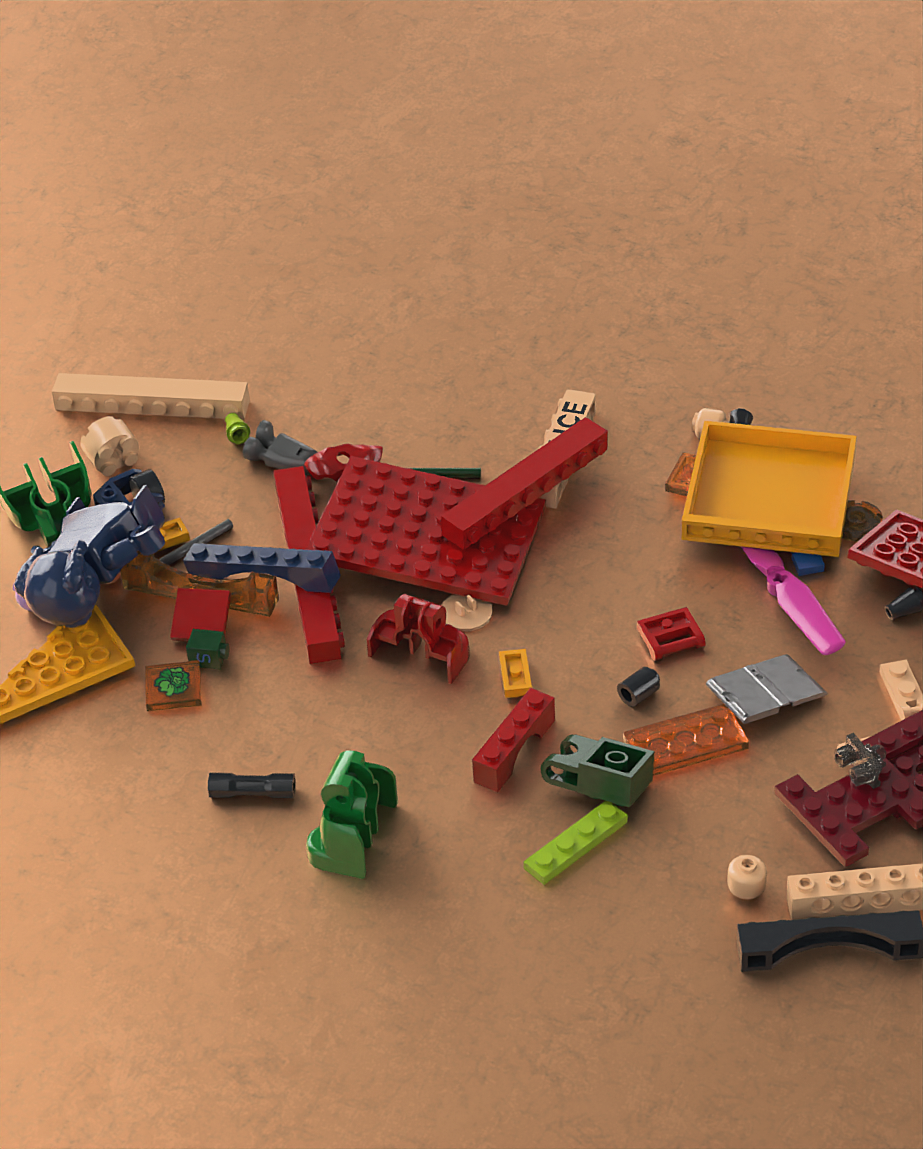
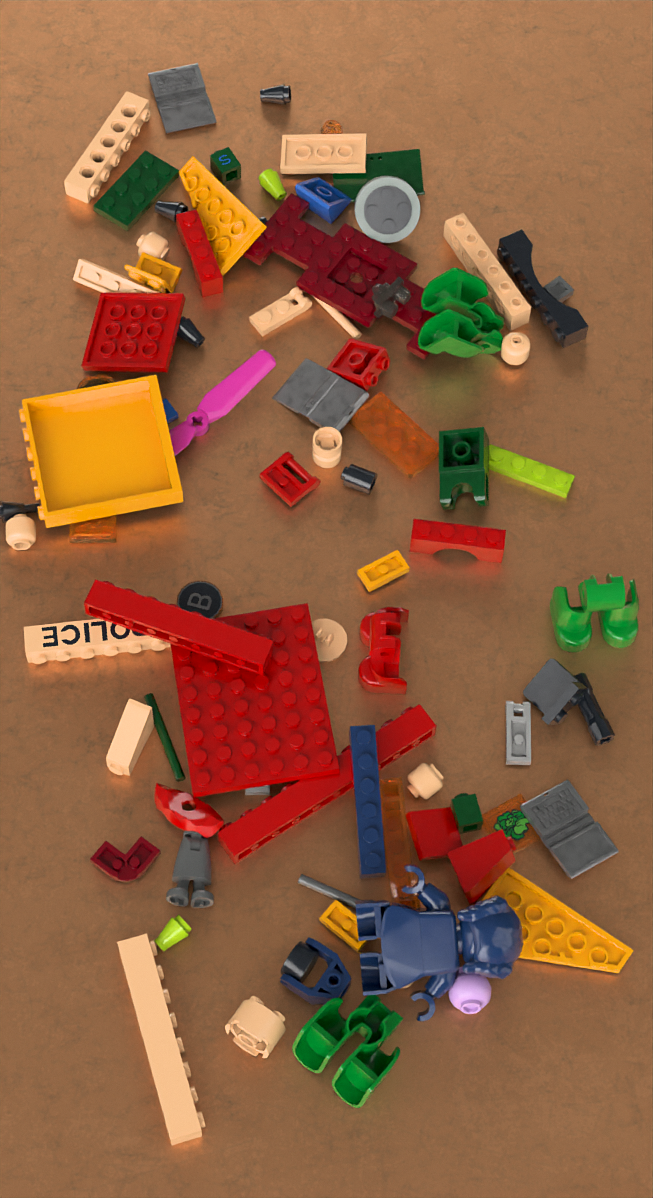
camera: 120 degrees left, 20 degrees up
(138, 723) = (568, 829): none -> flat silver piece
(144, 633) = (482, 863): none -> red slope
(260, 629) = (425, 781): none -> light nougat head
(266, 719) = (518, 733): none -> light grey plate
(277, 761) = (554, 692): none -> black bracket
(320, 416) = (125, 866): none -> dark red plate
(439, 440) = (130, 737): none -> light nougat slope
(560, 531) = (202, 598): none -> black tile
(690, 666) = (327, 447): none -> light nougat wheel
(768, 807) = (459, 322): none -> green piece
(792, 730) = (360, 363): none -> red plate
(820, 959) = (559, 289): none -> dark grey plate

